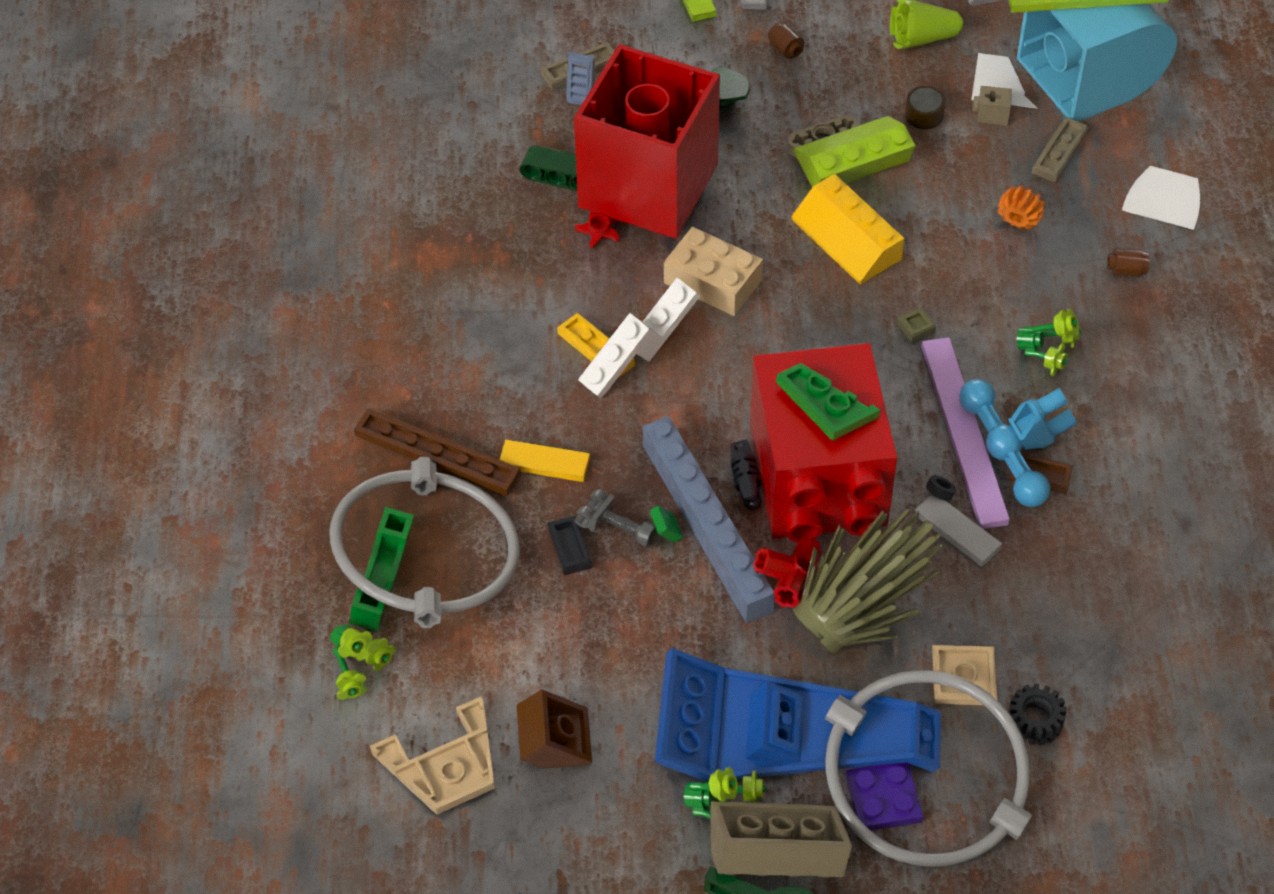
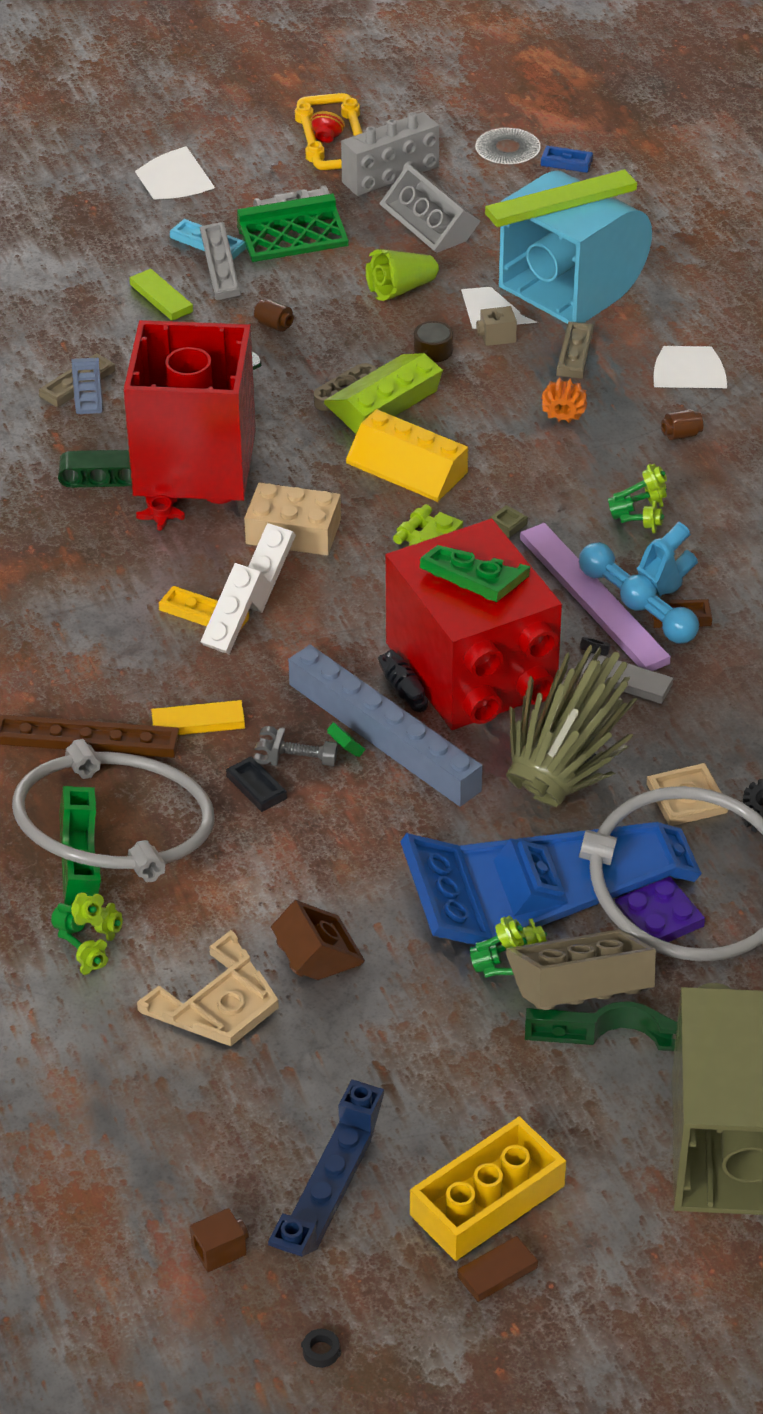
camera: 20 degrees left, 10 degrees down
(788, 569) = (488, 741): red piece -> none
(839, 324) = (431, 526): none -> lime plate

